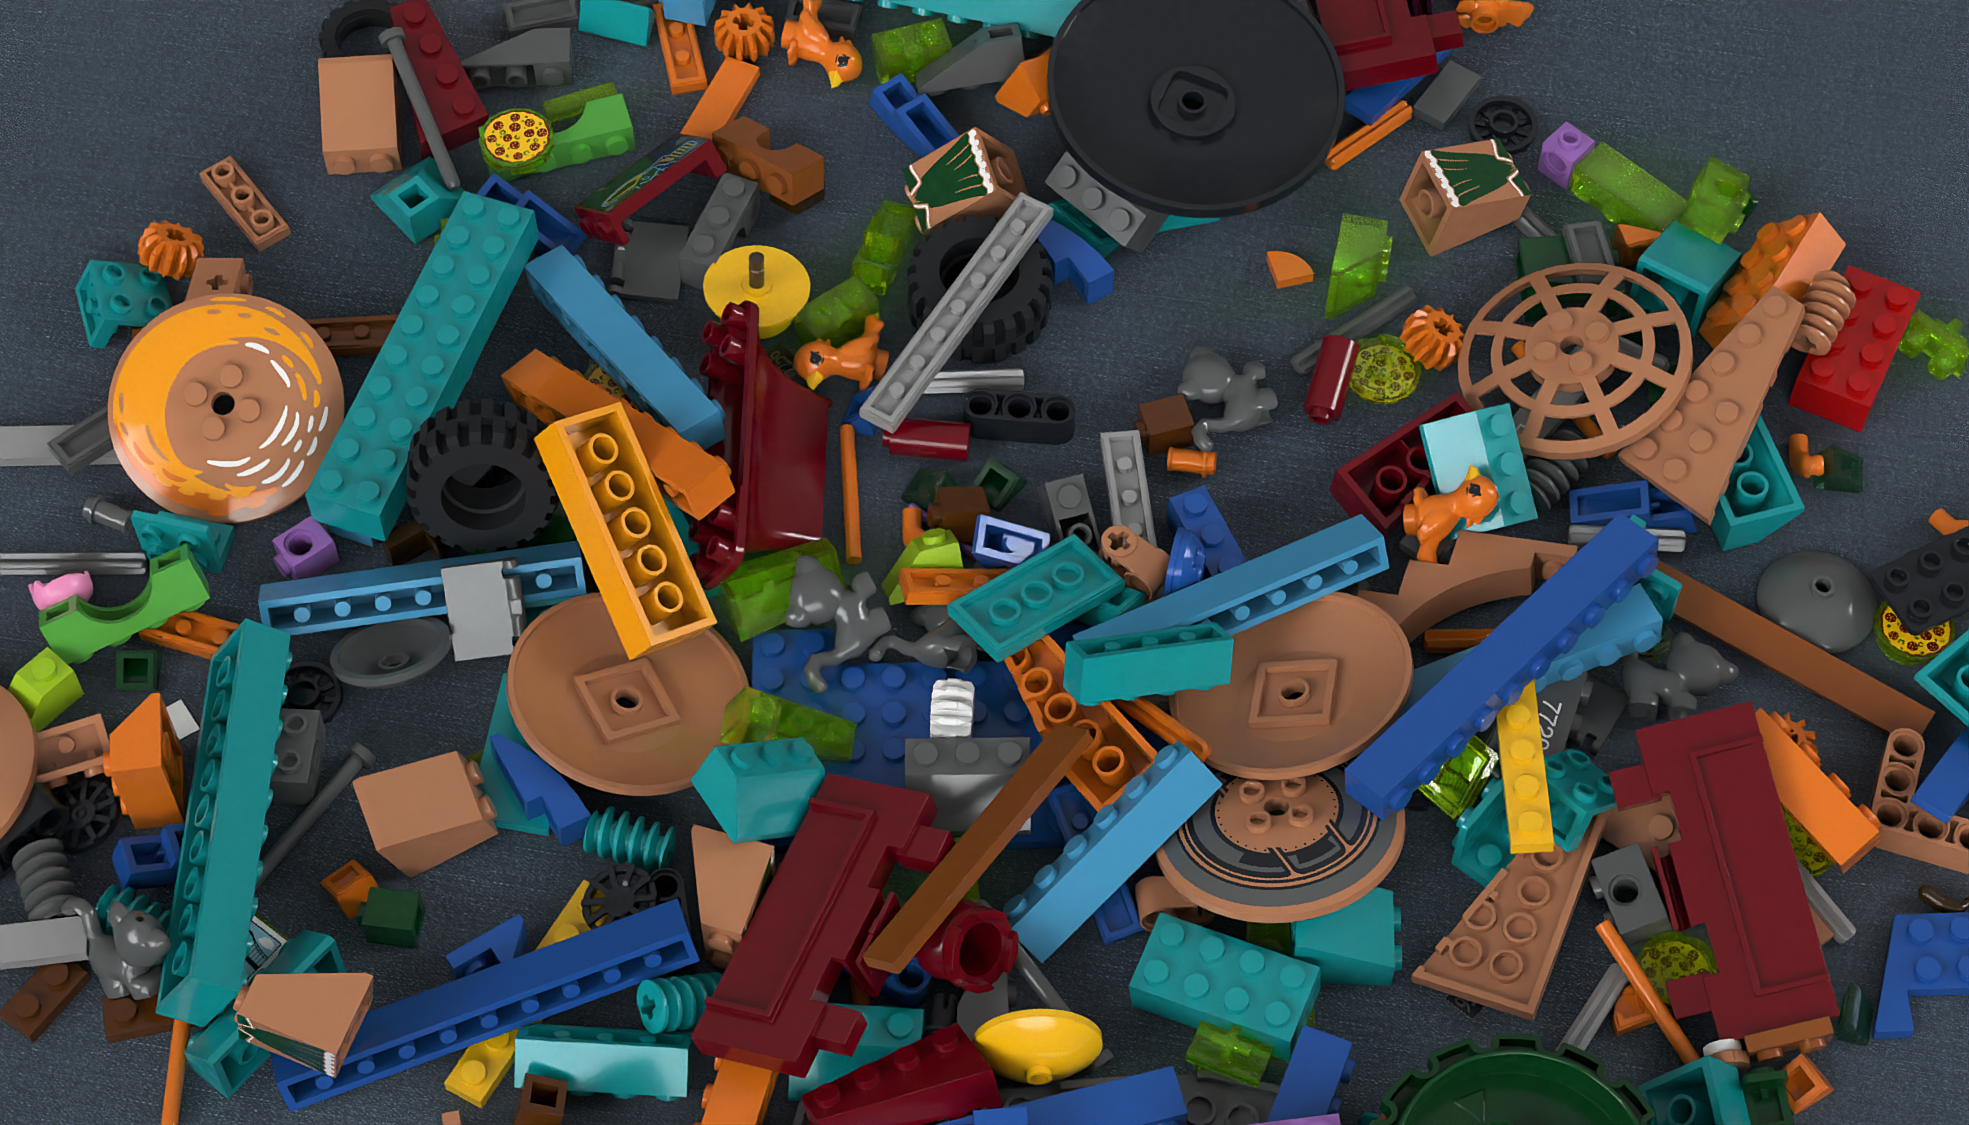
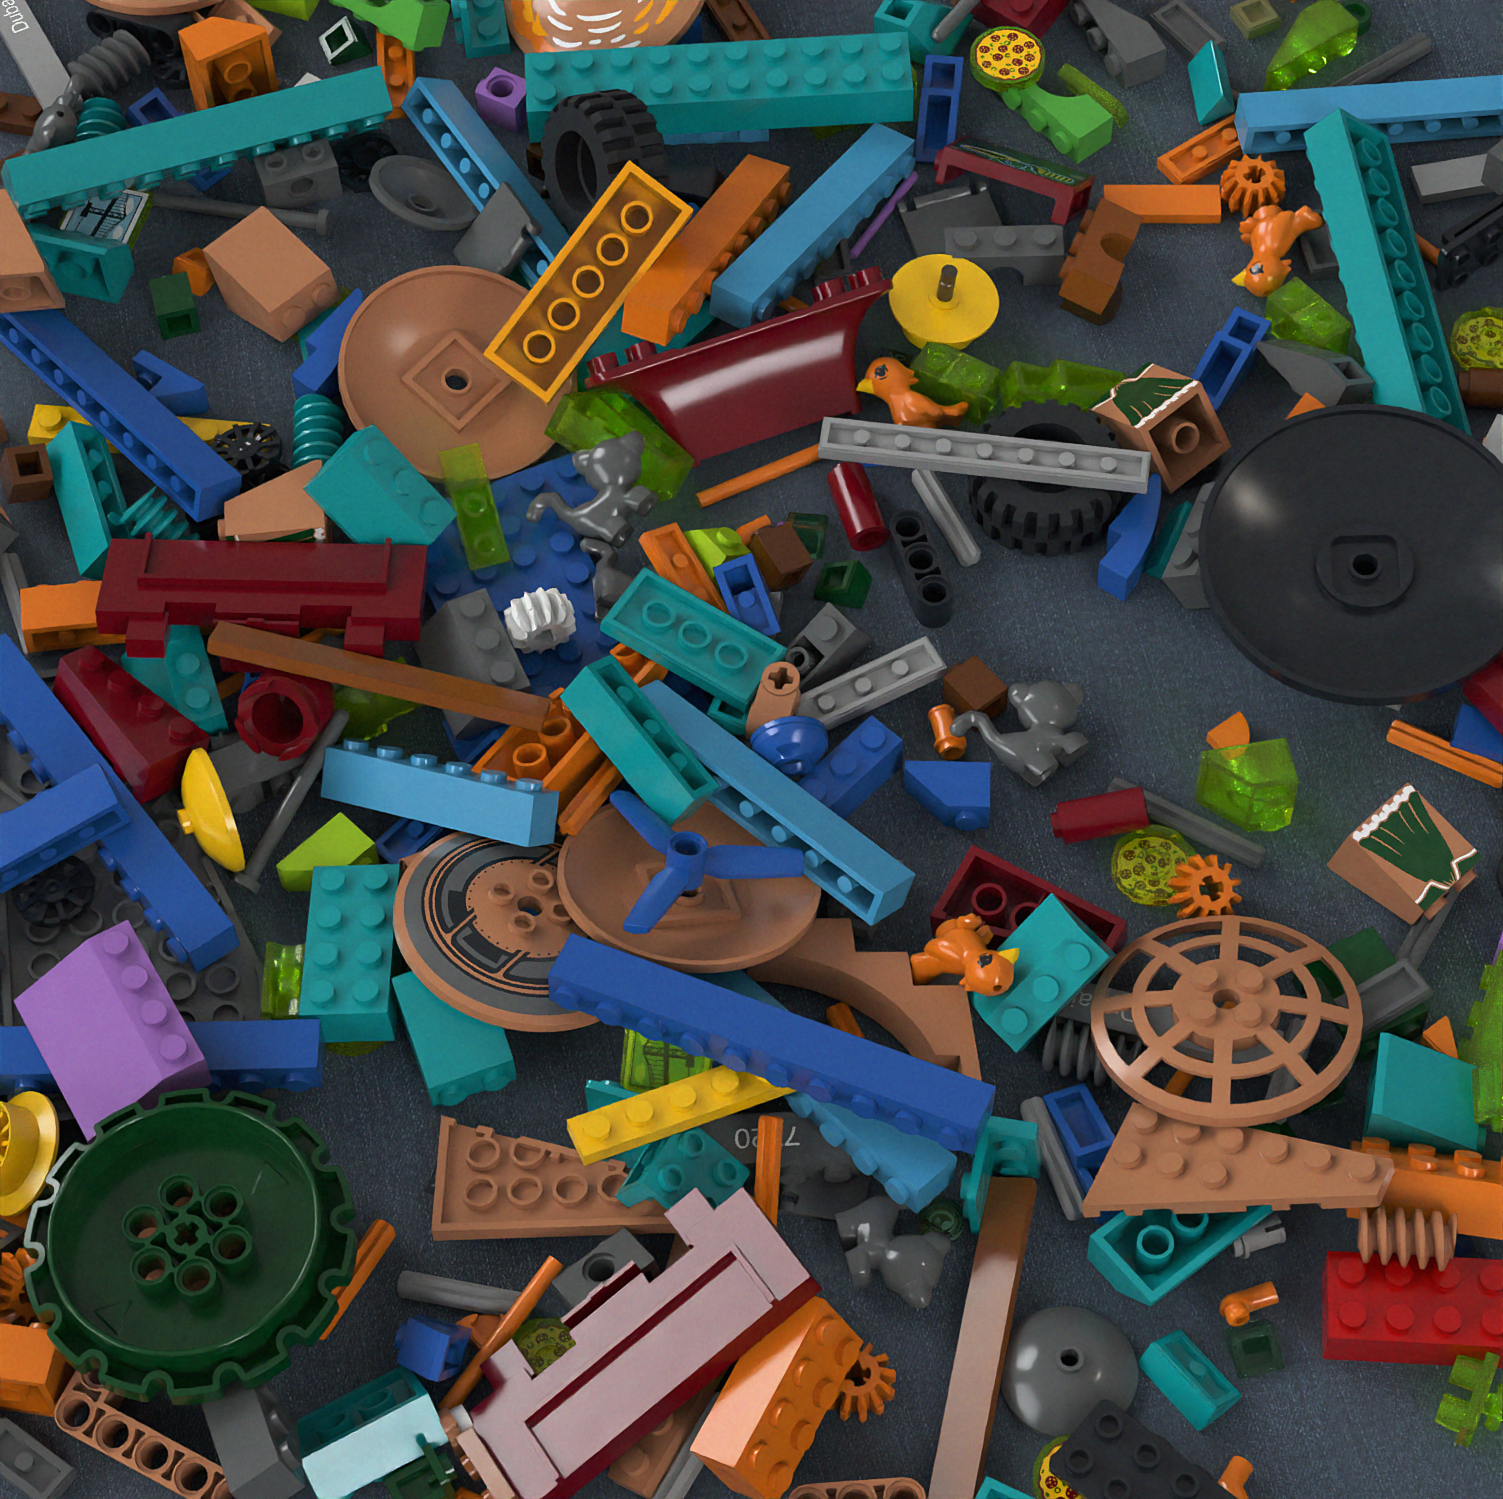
camera: 70 degrees right, 0 degrees up
(1105, 973) = (332, 845): none -> lime slope
(1257, 476) = (951, 791): none -> blue slope
(1287, 670) = (690, 859): none -> blue piece
(1583, 735) = (768, 1164): none -> orange axle
(1651, 1046) = (432, 1346): none -> blue slope
(1851, 524) = (1188, 1379): none -> teal slope

